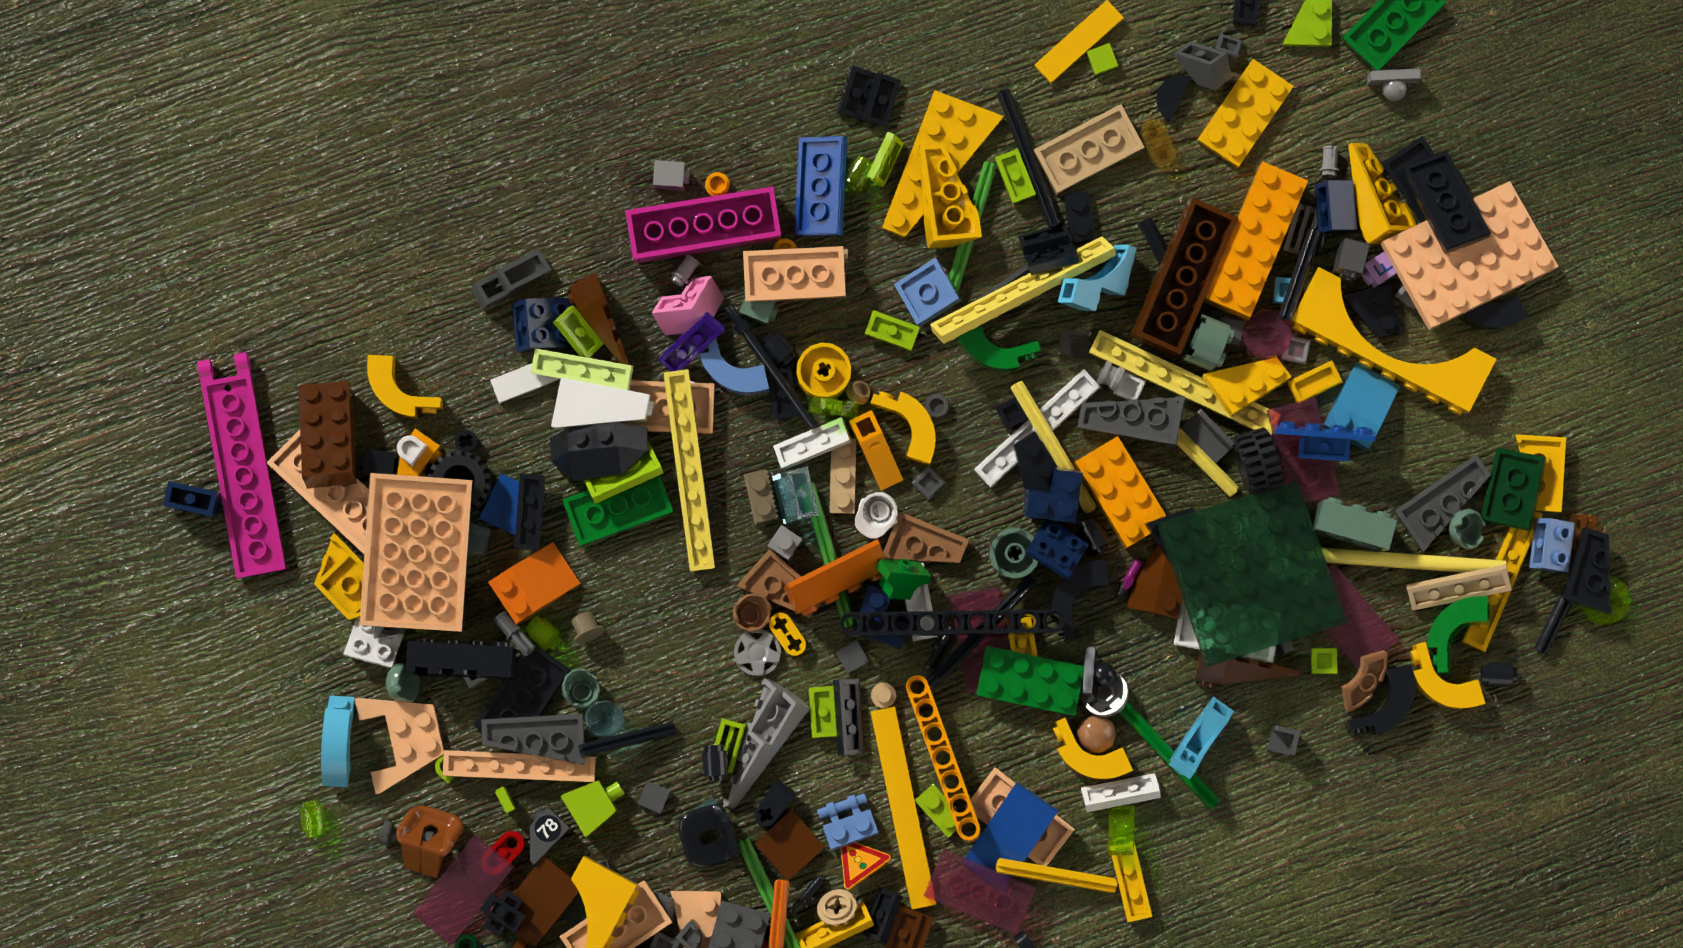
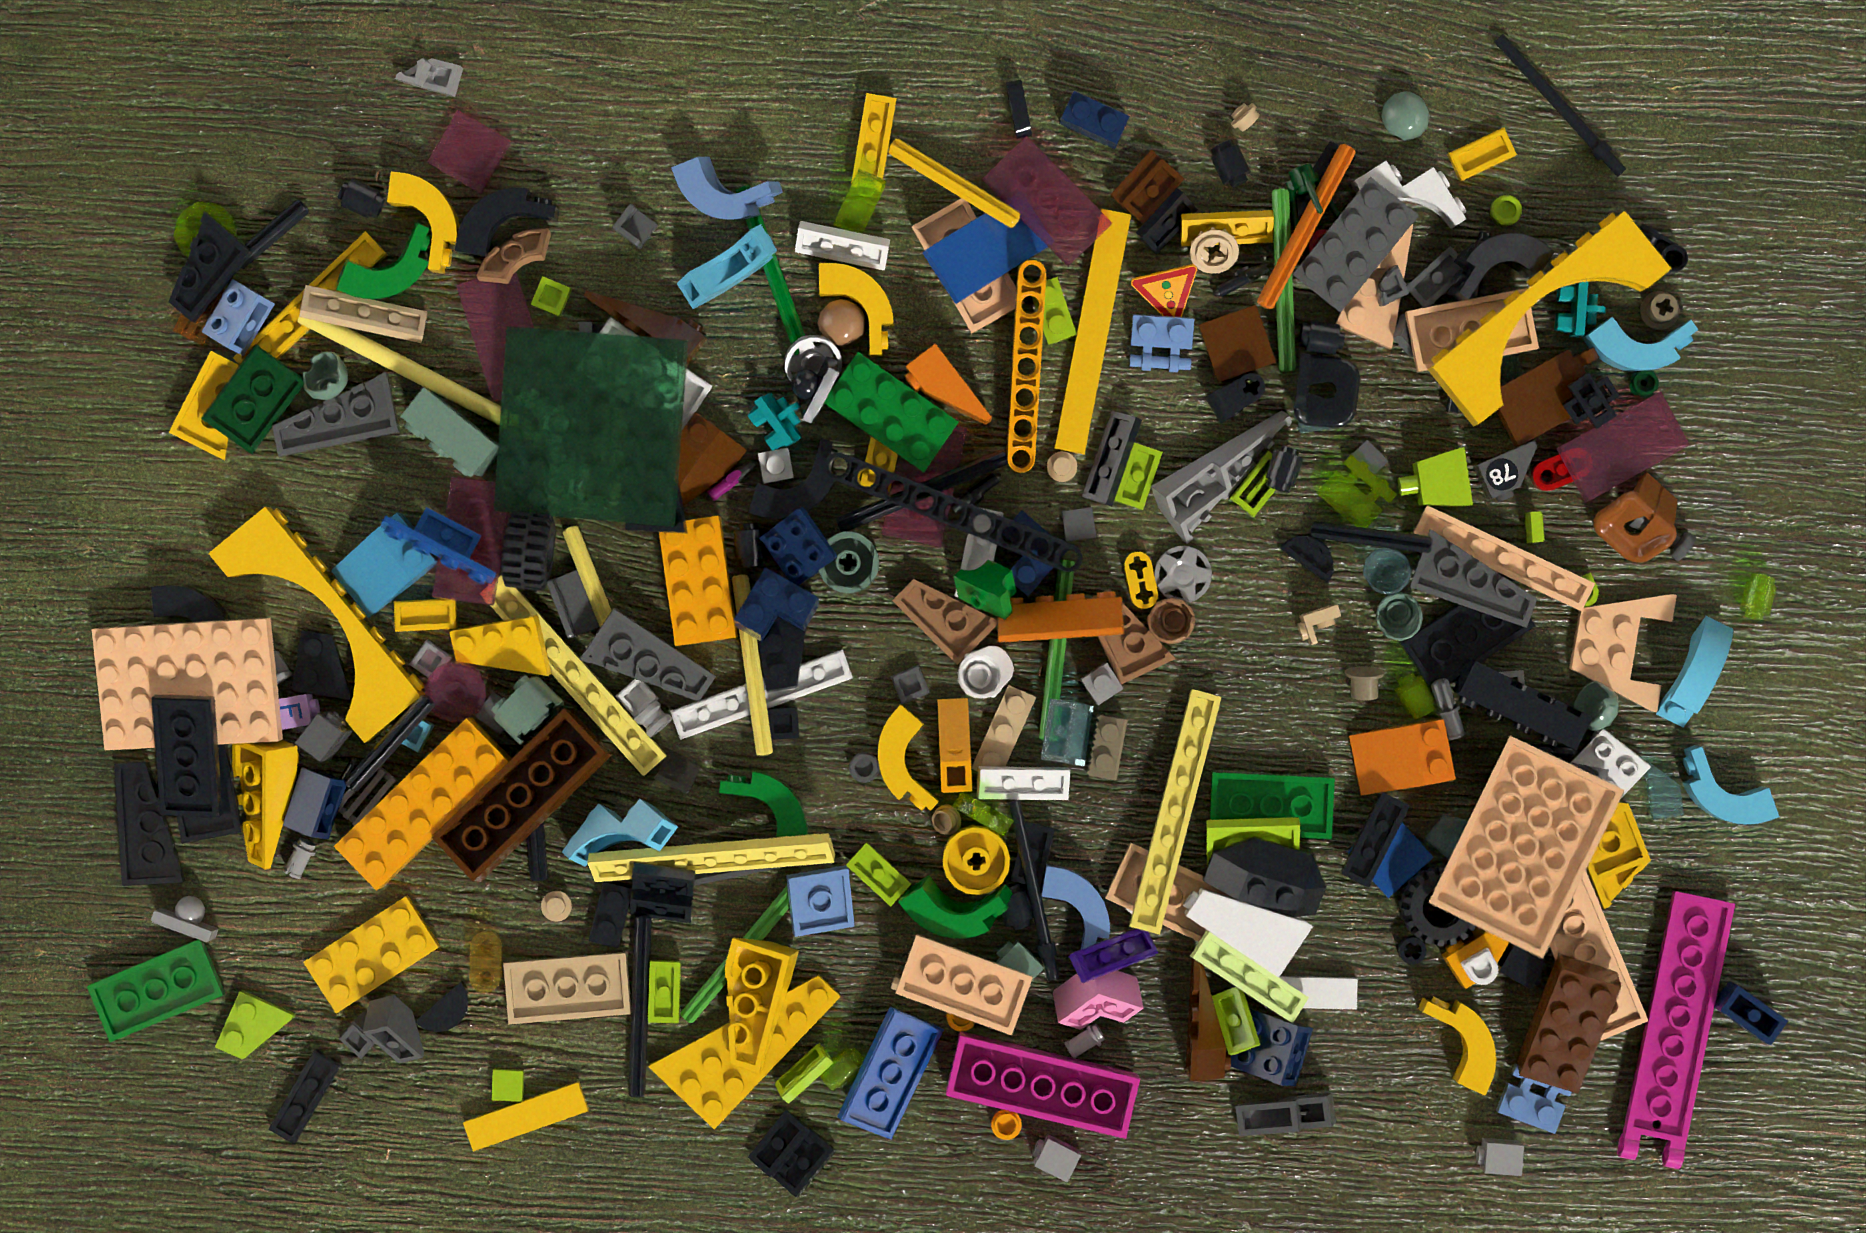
camera: 155 degrees left, 5 degrees up
(264, 650) = (1743, 808): none -> medium azure arch
(323, 638) = (1663, 795): none -> clear light blue tile
(327, 361) = (1531, 1107): none -> medium blue plate
(336, 314) = (1500, 1156): none -> light grey brick
(425, 634) = (1560, 751): none -> black piece
(639, 663) = (1322, 617): none -> tan bracket
(653, 761) = (1350, 500): none -> clear neon green plate
(666, 708) = (1310, 554): none -> black tile
(727, 876) = (1321, 337): none -> black brick
(825, 319) = (951, 918): none -> green arch
(1004, 720) = (940, 381): none -> orange slope
(1099, 605) = (776, 465): none -> white plate
(1111, 641) = (780, 417): none -> teal hips
(1123, 206) = (556, 906): none -> tan plate
(1235, 786) = (706, 193): none -> medium blue arch
(1433, 745) = (469, 151): none -> clear pink tile
(1453, 131) = (144, 834): none -> black wing
(1485, 791) = (433, 76): none -> light grey slope

